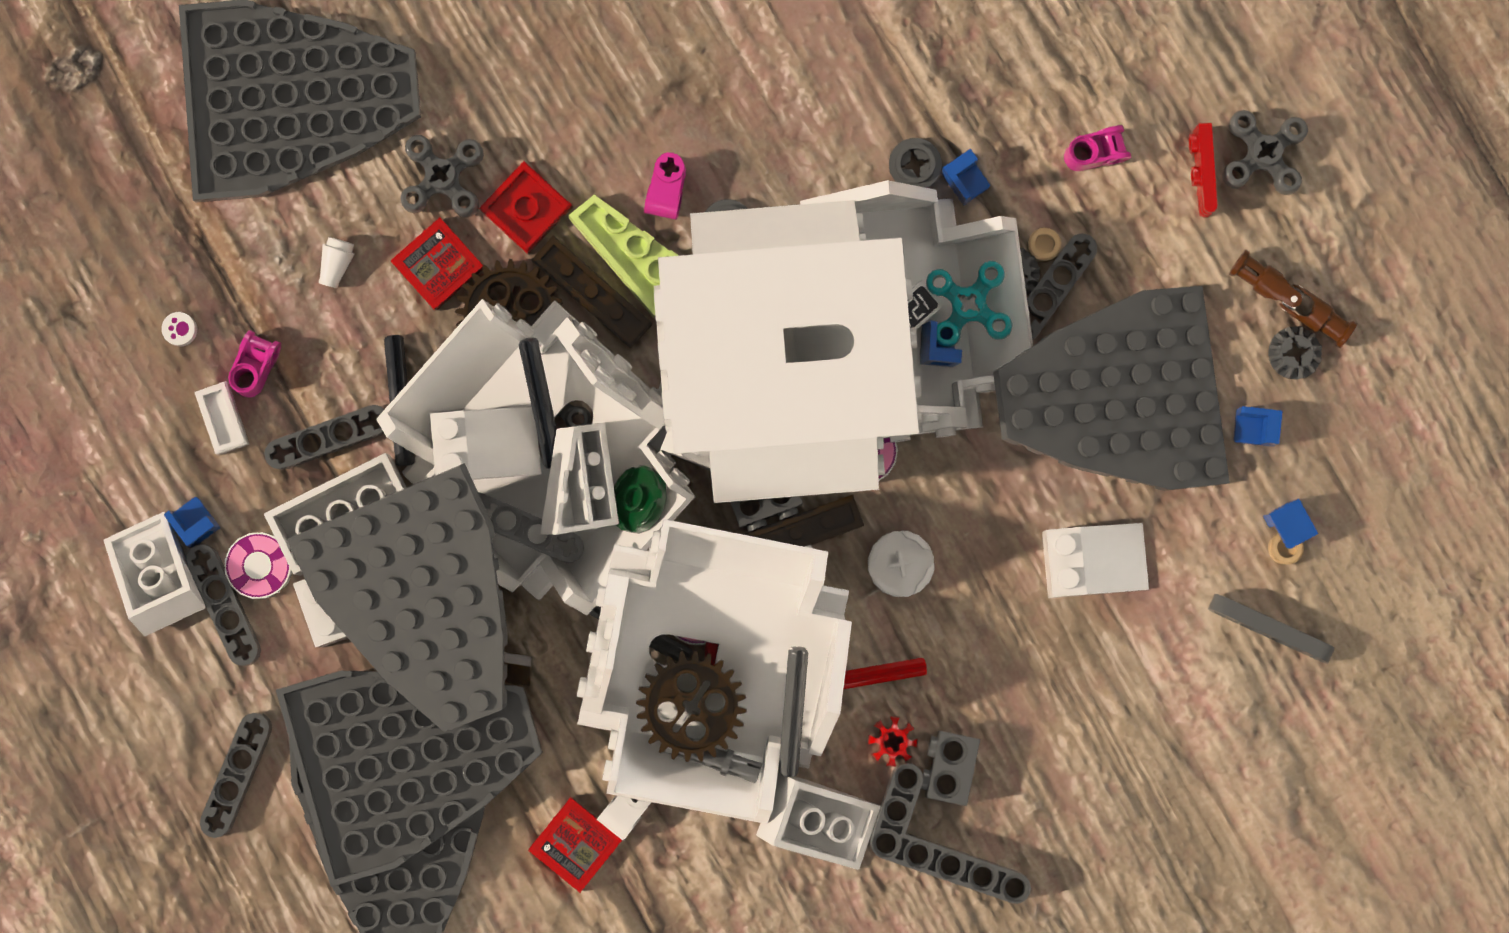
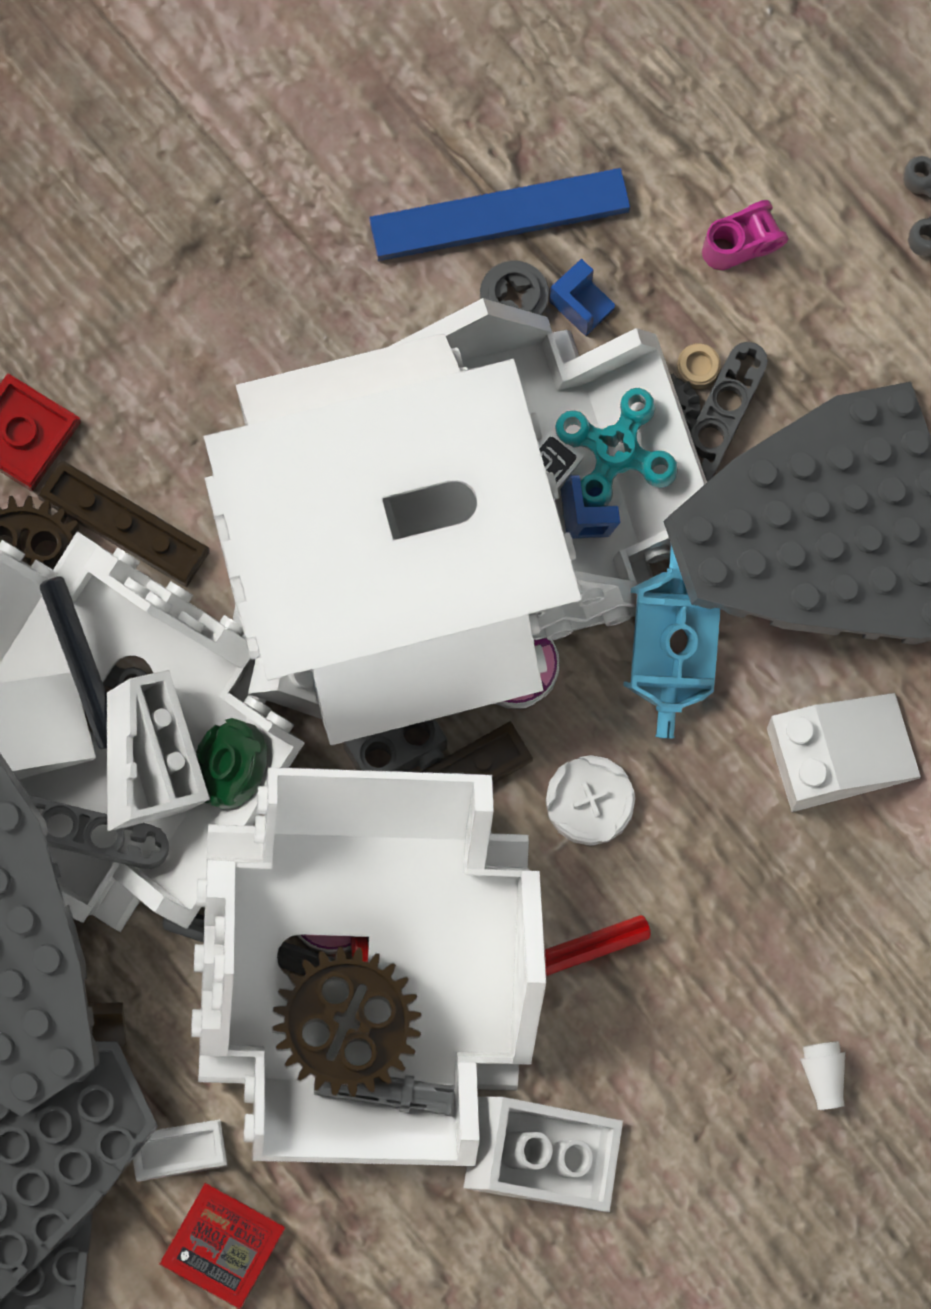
camera: 15 degrees left, 10 degrees down
(558, 770) = (181, 1151): none -> white tile
(622, 815) = (280, 1190): white piece -> none
(623, 247) = (157, 460): yellowish green wing -> none
(665, 192) = (198, 379): dark pink piece -> none
(793, 711) = (483, 1005): dark grey axle -> none
(902, 745) = (625, 1016): red piece -> none
(915, 98) = (499, 214): none -> blue tile
(936, 852) = (707, 1165): dark grey beam -> none
(960, 768) = (717, 1052): dark grey brick -> none
(967, 479) = (657, 672): none -> medium azure plate
(1035, 796) = (825, 1072): none -> white cone
(1204, 170) = (884, 240): red hinge -> none

